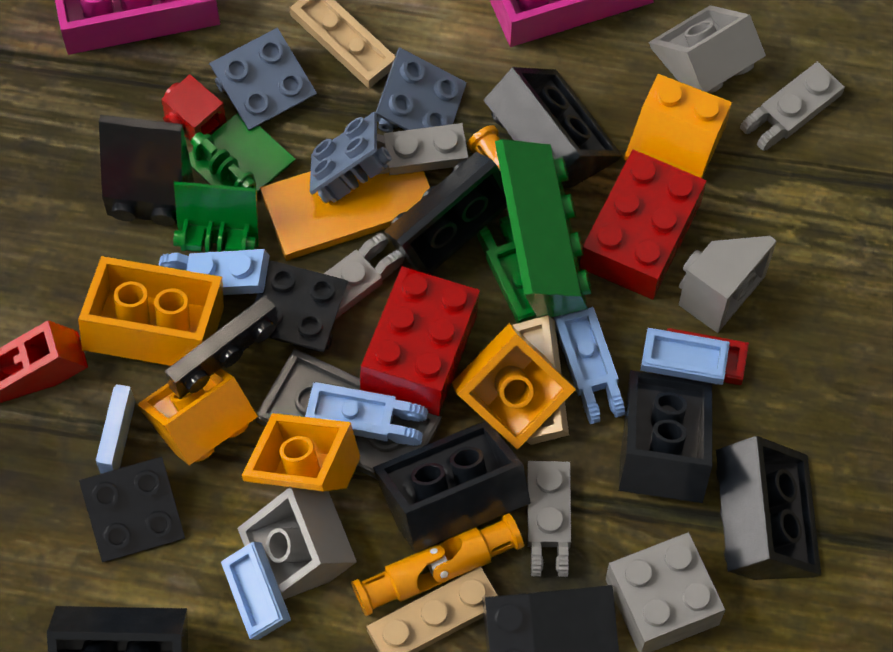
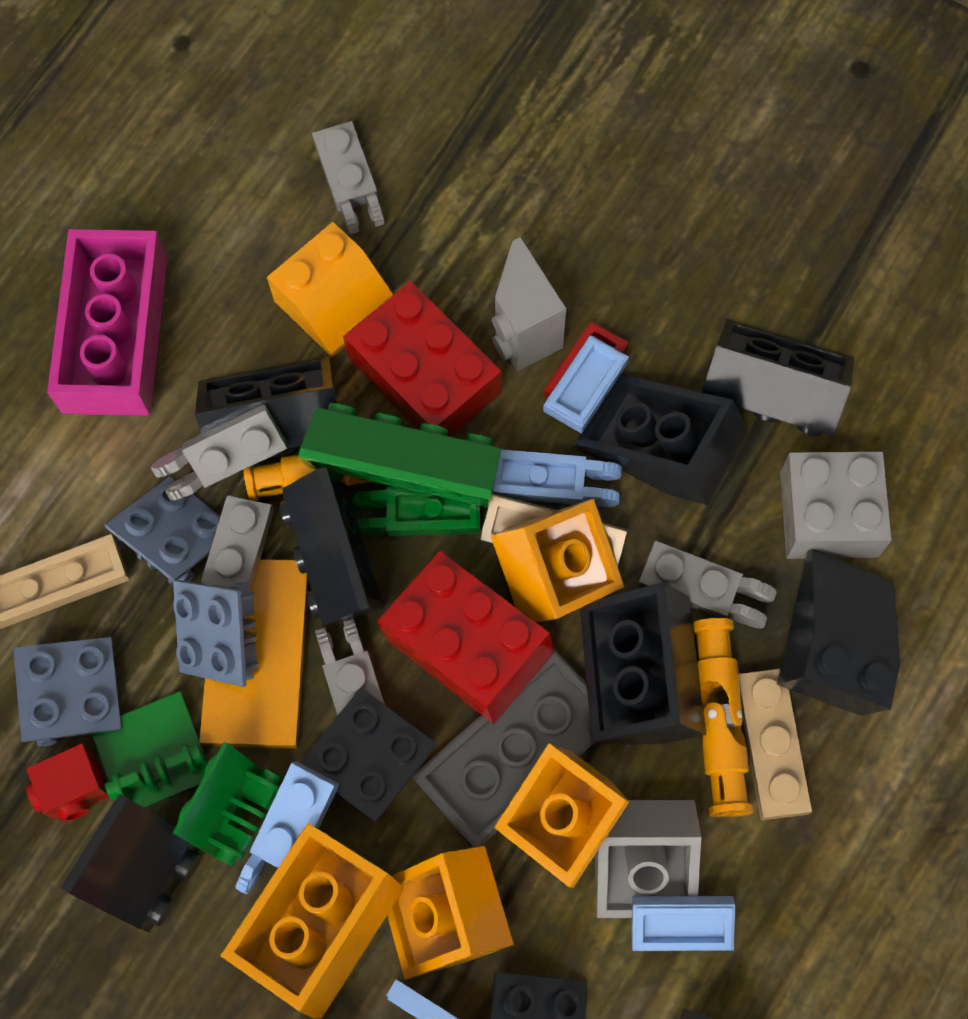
camera: 65 degrees left, 5 degrees up
(222, 348) = (403, 852): black plate -> none
(367, 411) = (525, 732): light blue hinge -> none
(494, 102) = (222, 452): none -> light grey hinge
(709, 48) = (249, 223): light grey slope -> none

